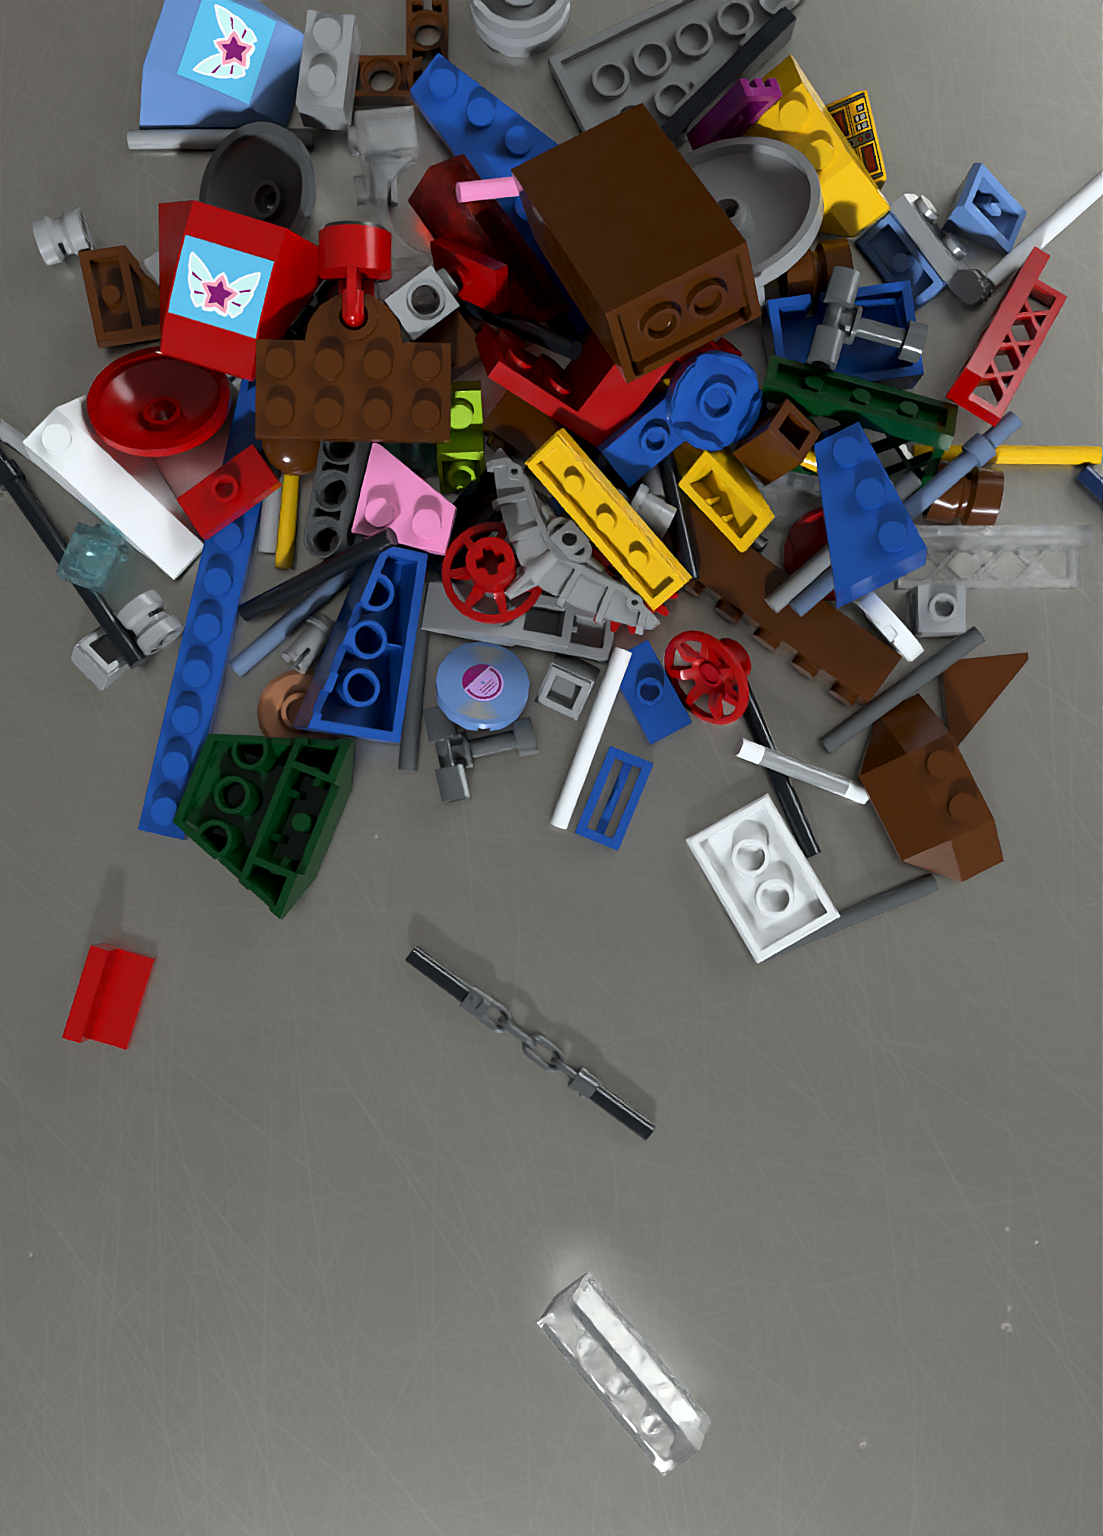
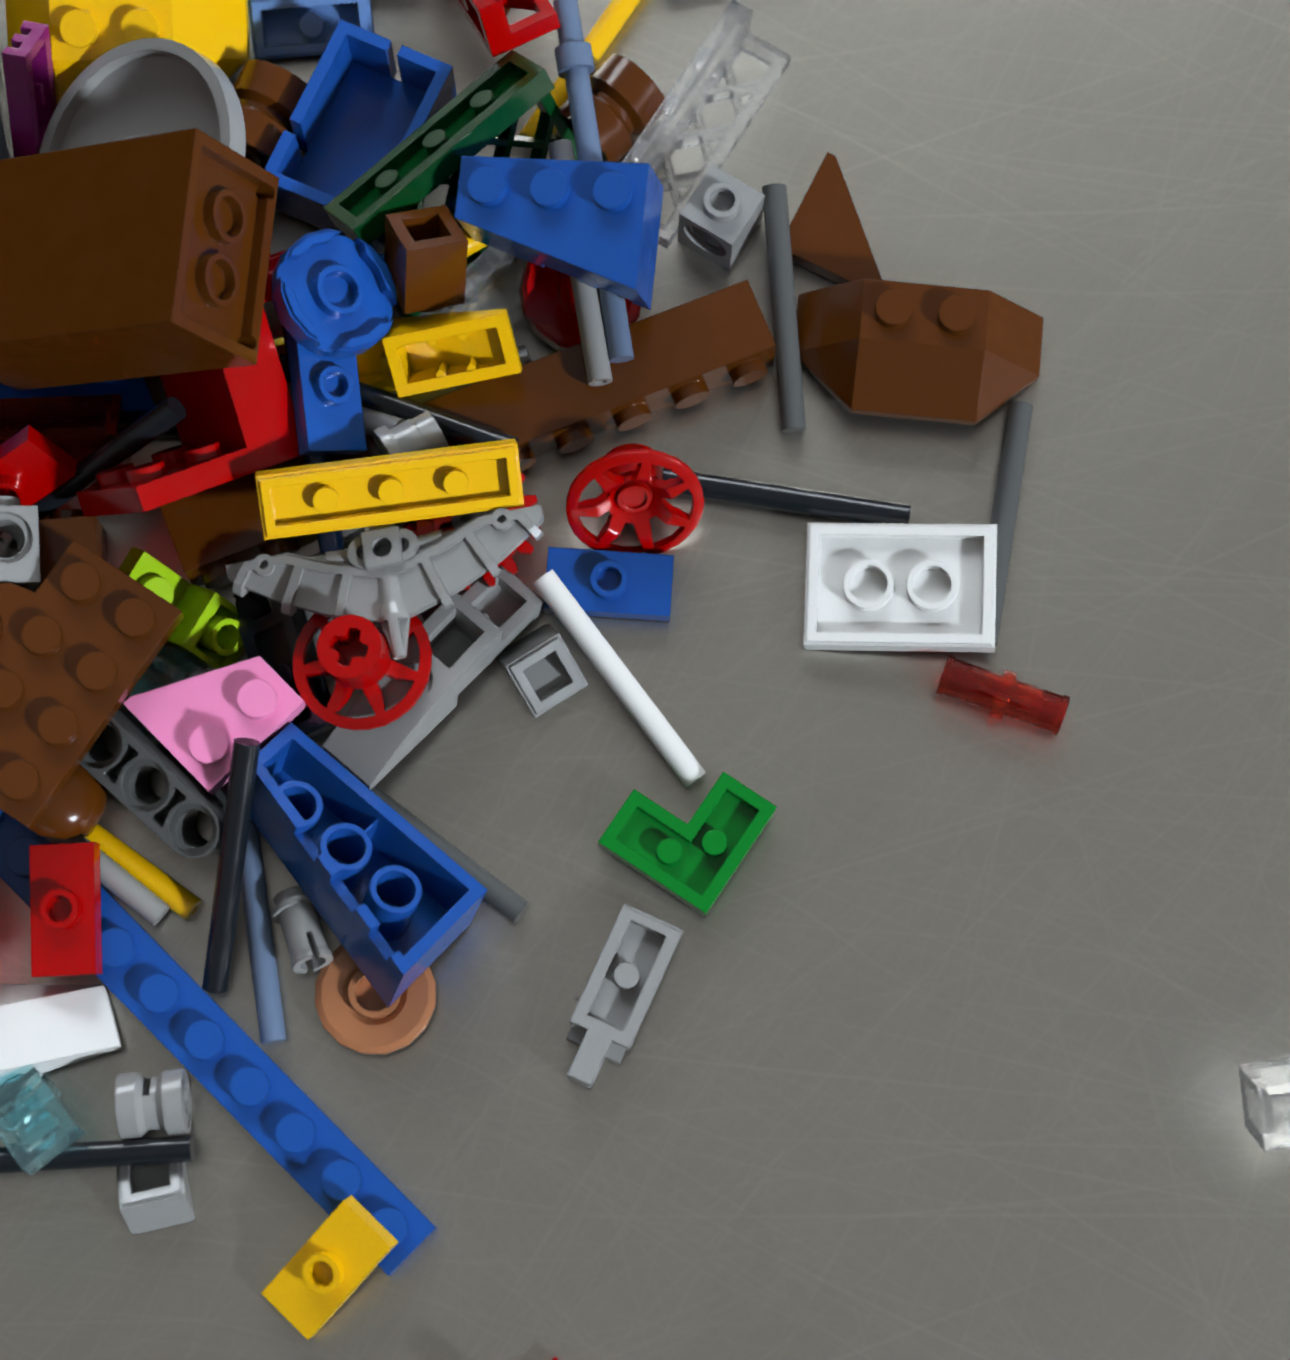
camera: 65 degrees left, 10 degrees down
(119, 792) = (329, 1267): none -> yellow plate
(268, 809) = (461, 1099): dark green wedge -> none
(395, 861) = (619, 991): none -> light grey hinge
(457, 752) = (539, 838): dark grey bar -> none
(478, 1003) = (848, 1000): piece -> none
(482, 686) = (481, 762): medium blue tile -> none
(505, 855) = (695, 857): none -> green plate
(628, 761) = (735, 741): blue tile -> none
(732, 985) = (1003, 695): none -> clear red pin
(801, 770) = (805, 469): light grey bar -> none
(844, 322) = (342, 109): dark grey bar -> none
(889, 626) = (703, 272): white tile -> none

